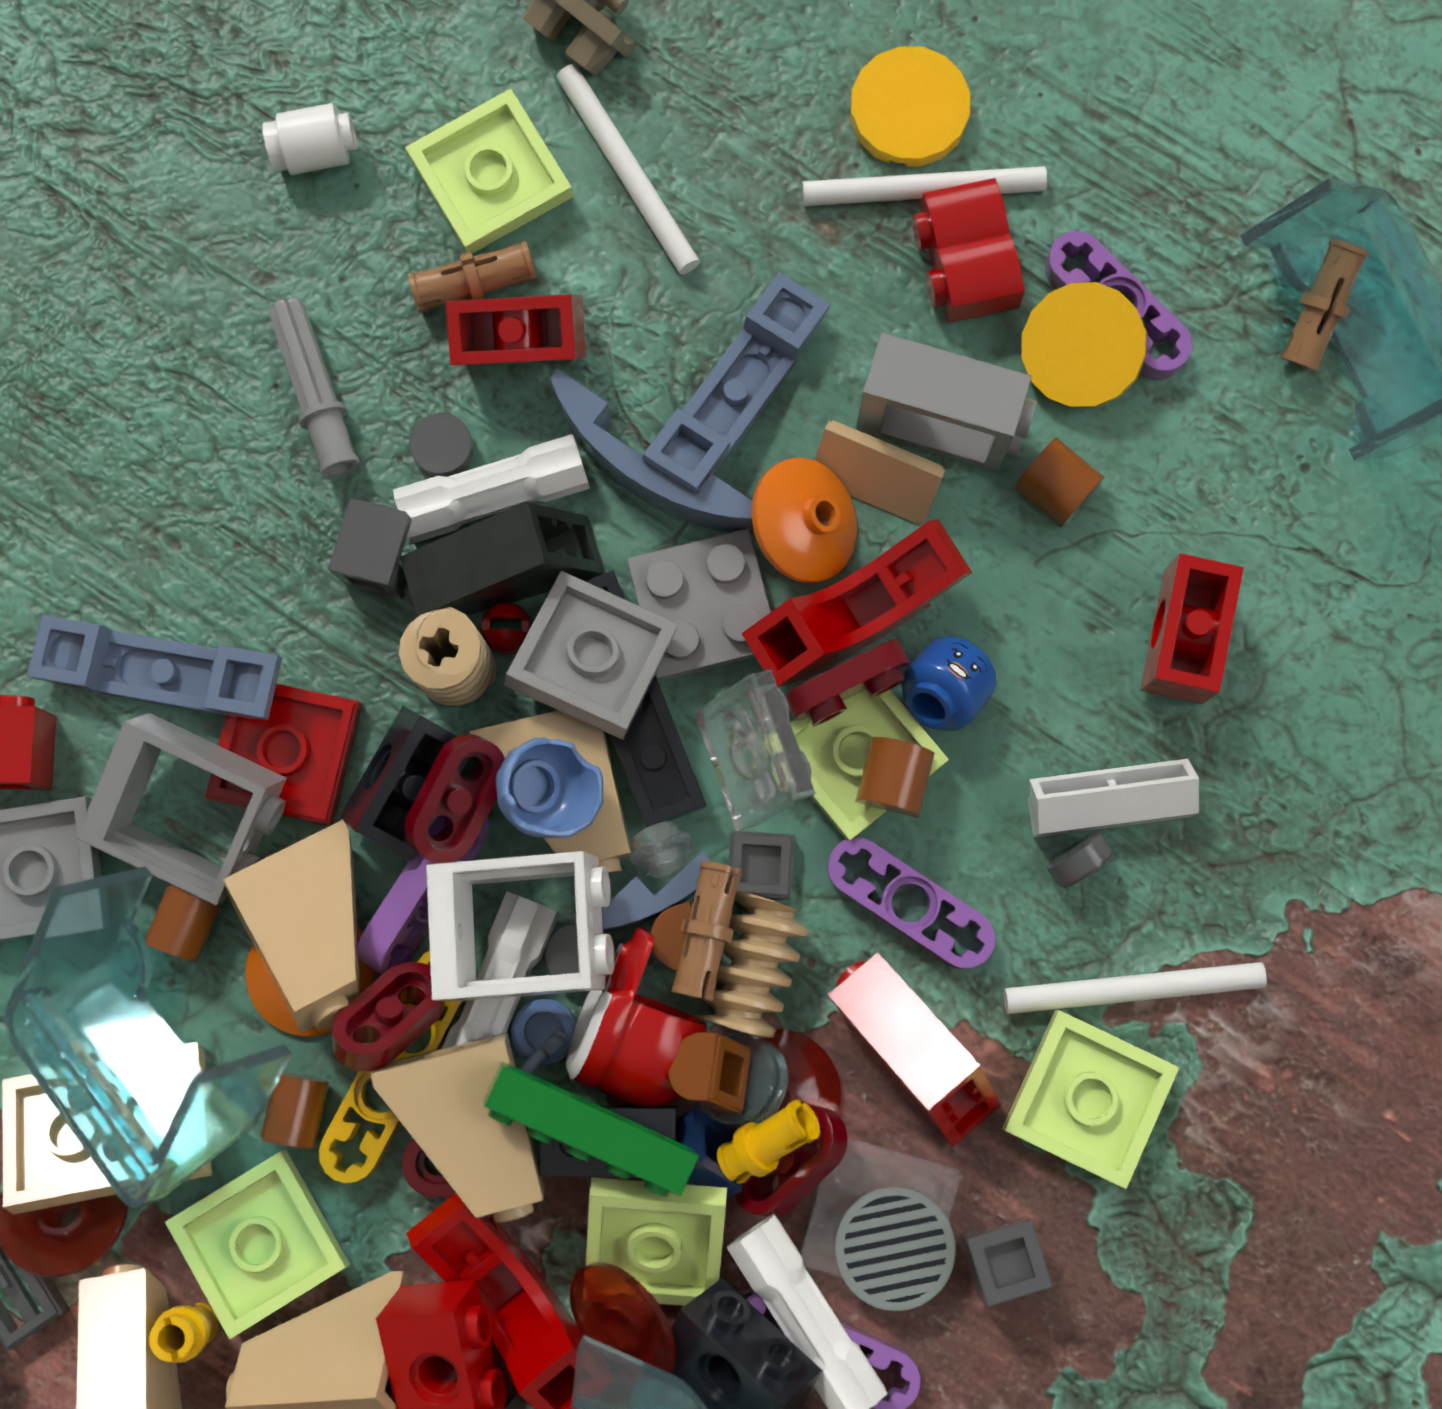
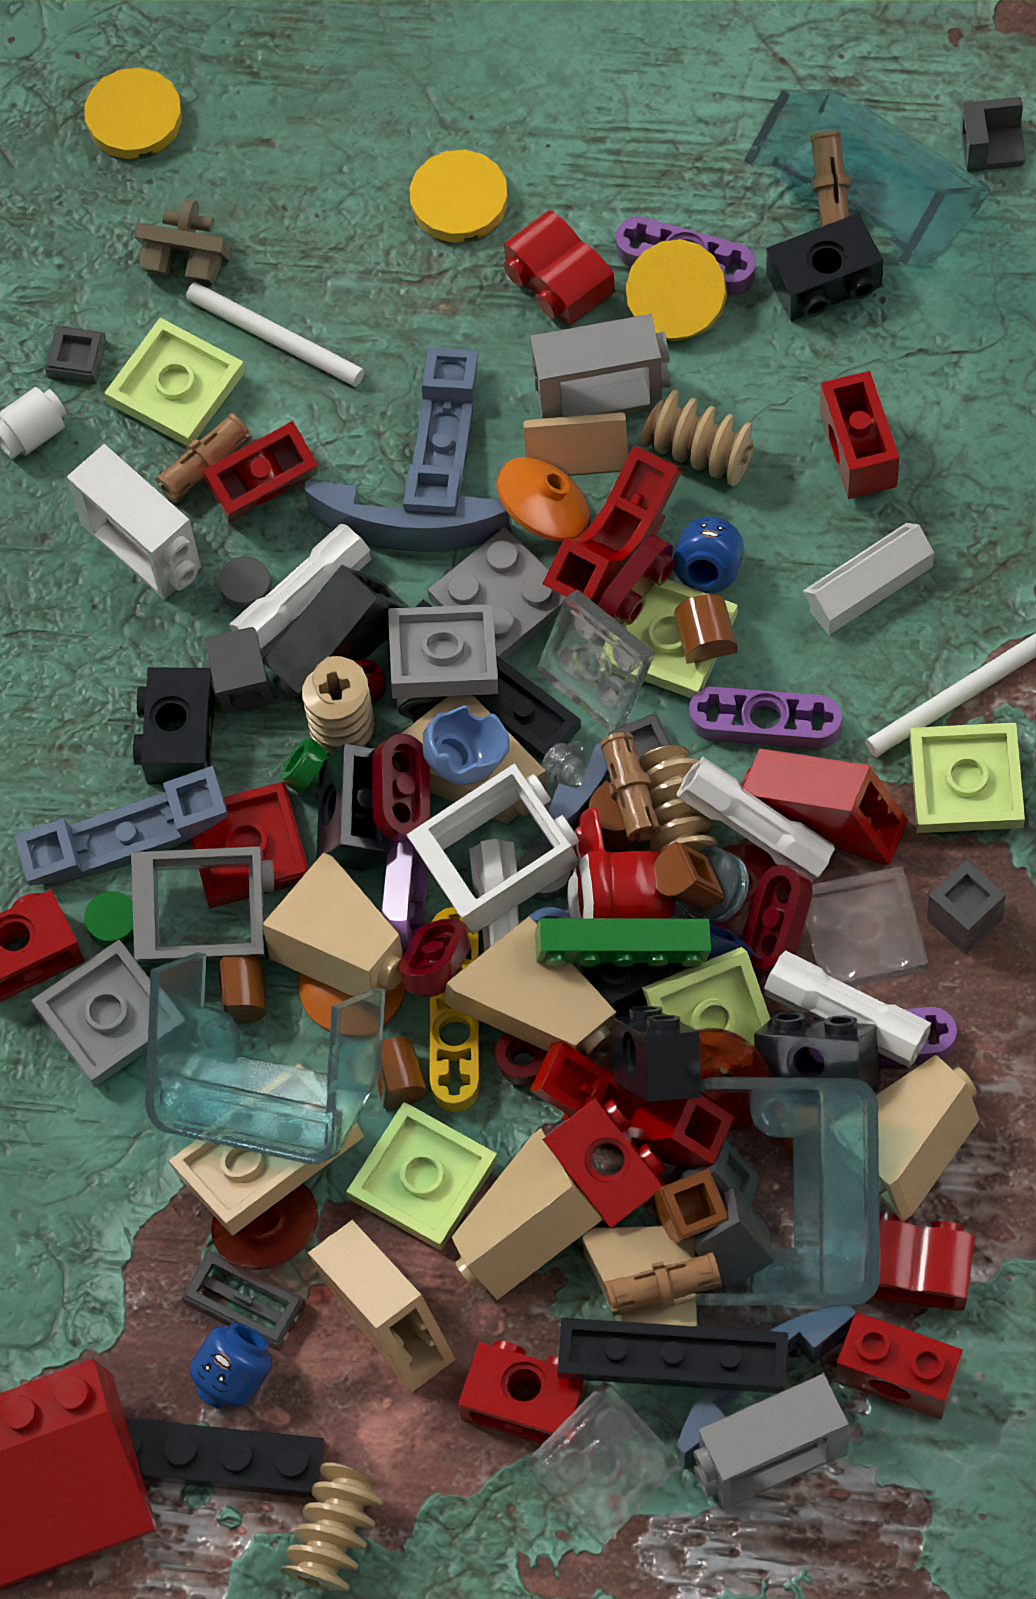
camera: 25 degrees left, 15 degrees down
(88, 757) = (110, 918): none -> green tile
(183, 1332) = (405, 1248): yellow pin -> none
(279, 613) = (175, 696): none -> black brick
(313, 389) = (140, 600): light grey axle -> none
(347, 319) = (134, 522): none -> white window
(385, 696) = (303, 764): none -> green tile
(407, 83) = (76, 354): none -> dark grey tile
(551, 1292) = (655, 1055): none -> black brick
(760, 1146) = (750, 910): yellow pin -> none
(801, 1002) = (724, 799): none -> white axle
(895, 1249) = (884, 939): light grey sticker -> none
(913, 186) = (491, 247): white bar -> none
(1015, 535) = (699, 438): none -> tan piece
(1058, 482) = (711, 386): dark orange brick -> none
(1080, 860) = (869, 626): dark grey tile -> none
(1294, 387) = (838, 246): none -> black brick

